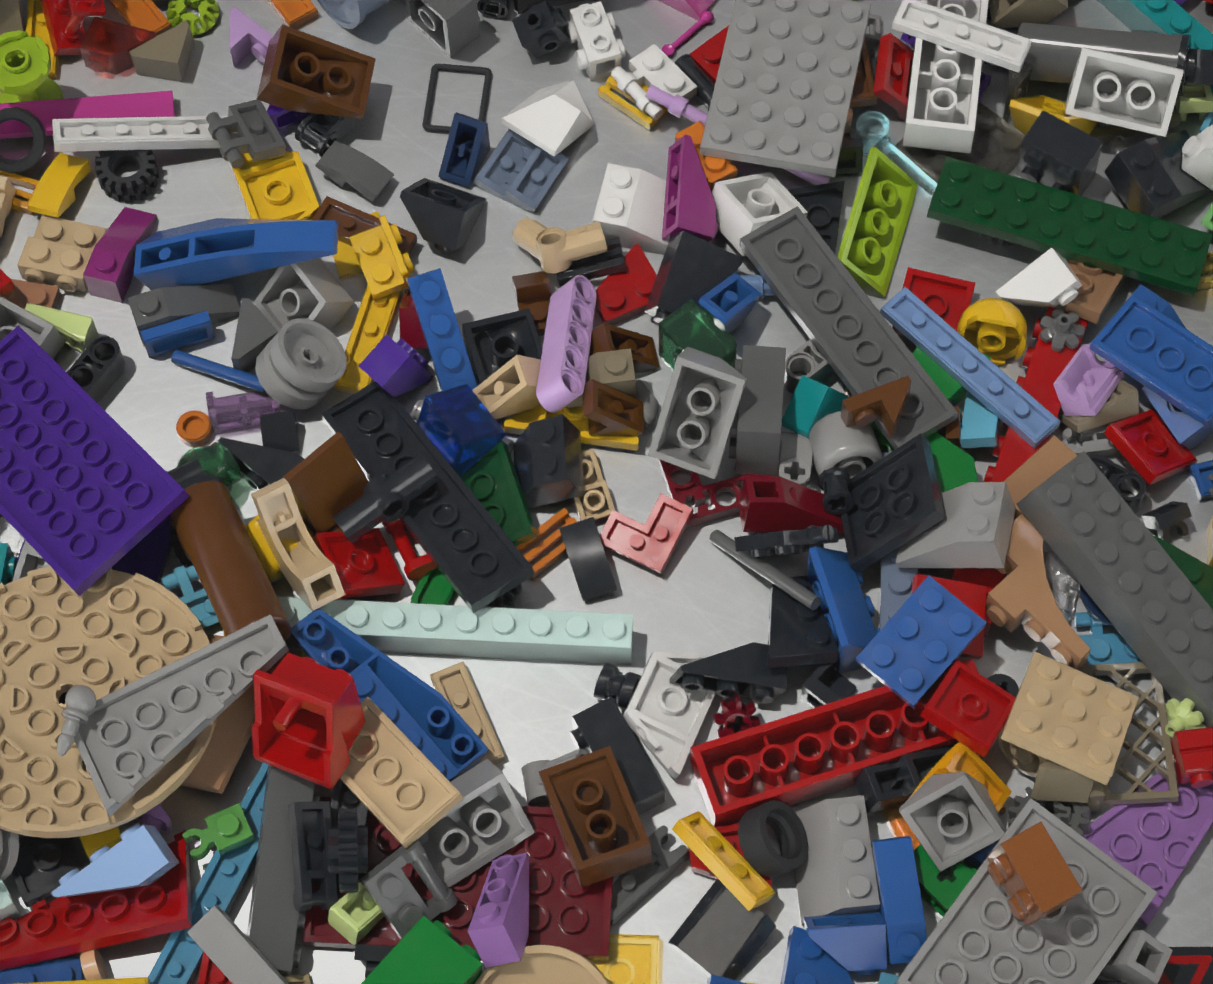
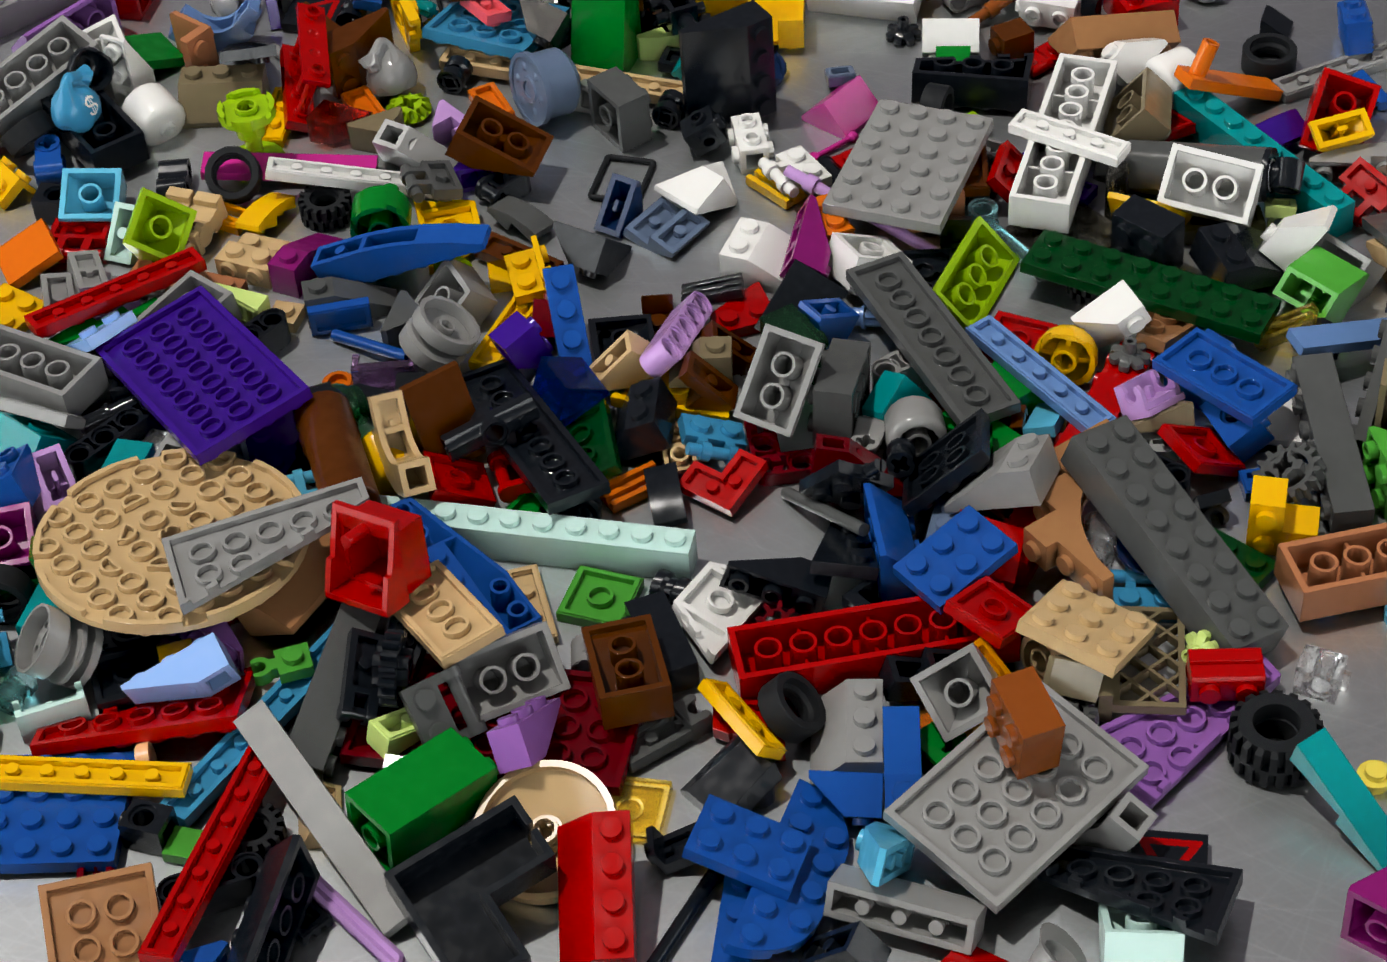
camera: 10 degrees right, 20 degrees down
(79, 702) = (176, 524): light grey bar -> none
(116, 327) = (294, 313): none -> tan plate
(198, 191) = (379, 209): none -> green brick
(211, 81) = (405, 145): none -> light grey slope
(539, 700) = (597, 596): none -> bright green tile
(558, 247) = (686, 273): tan piece -> none
(624, 469) = (711, 437): none -> dark azure plate
(883, 401) = (950, 383): reddish brown slope -> none

